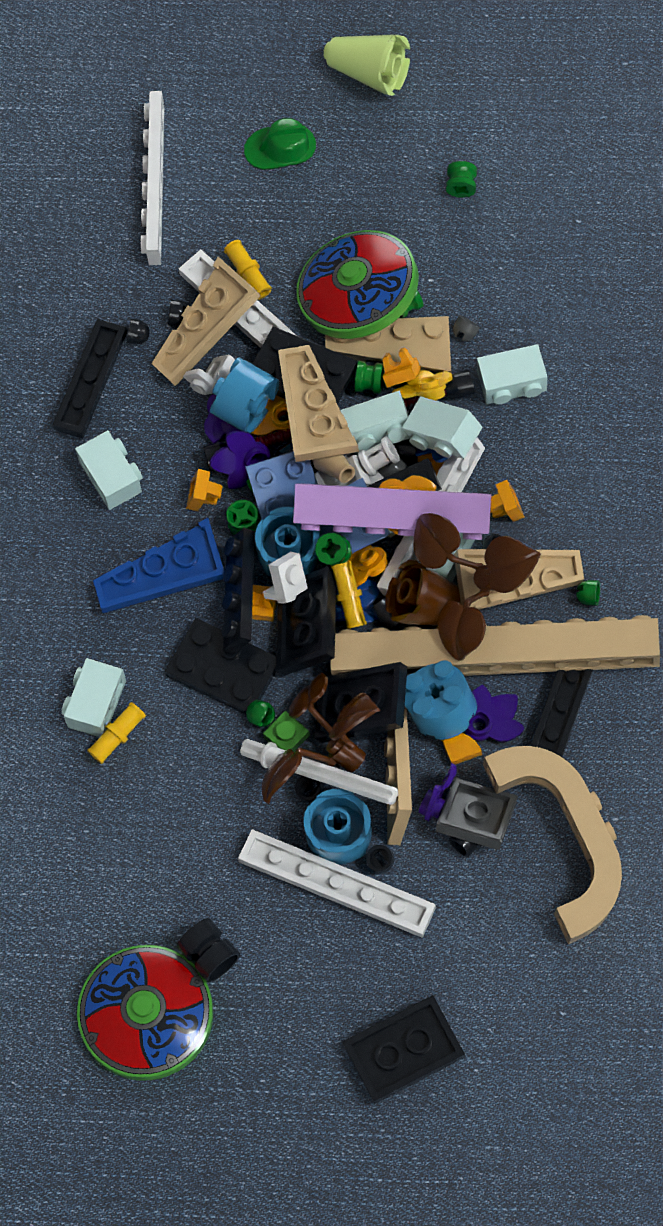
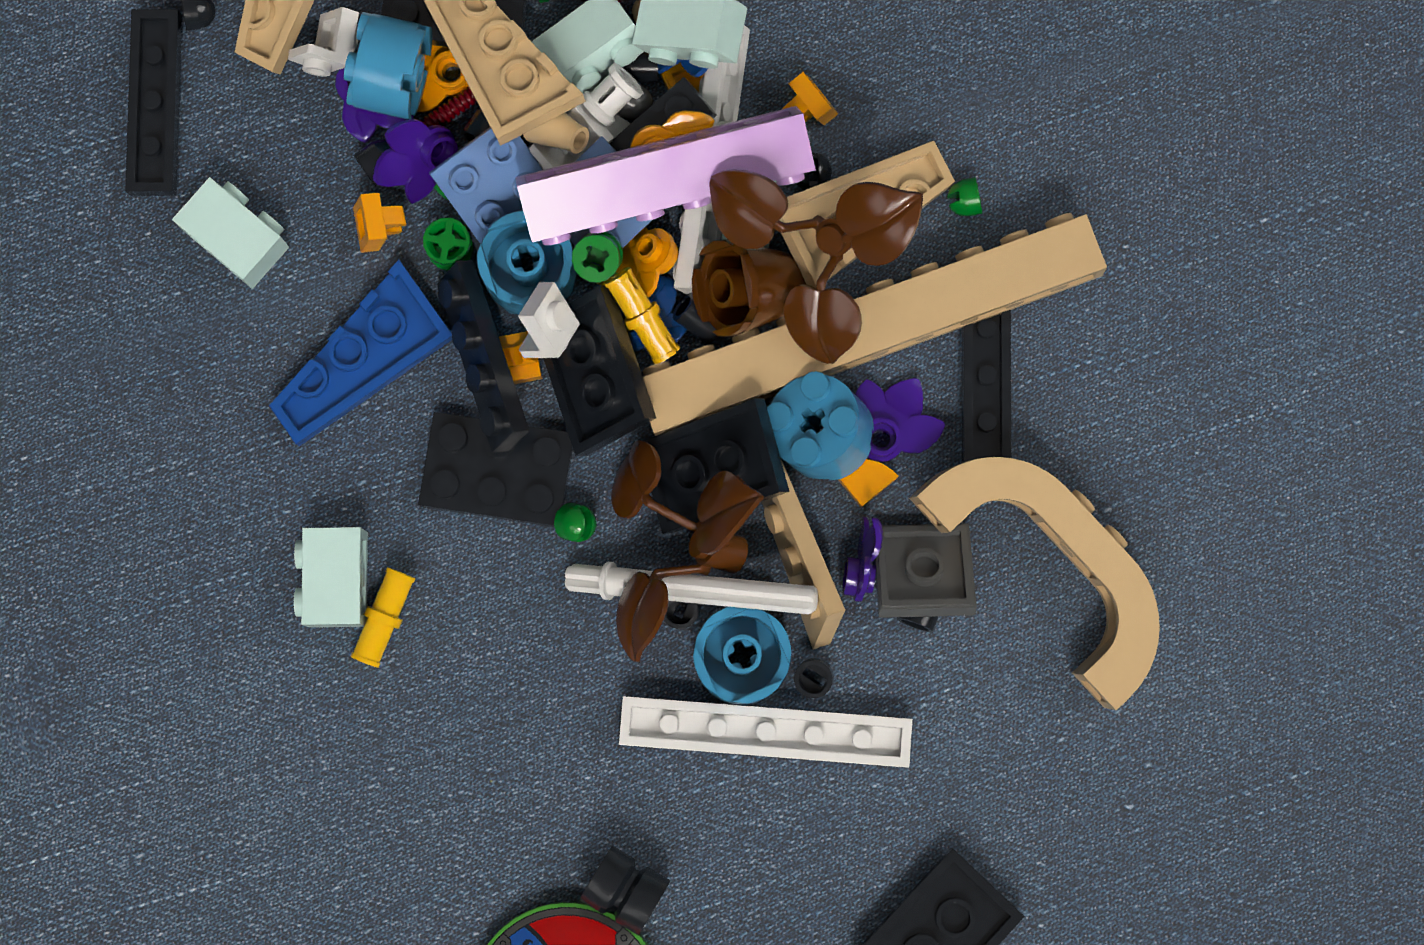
camera: 25 degrees left, 15 degrees up
(286, 732) = (619, 539): bright green plate -> none

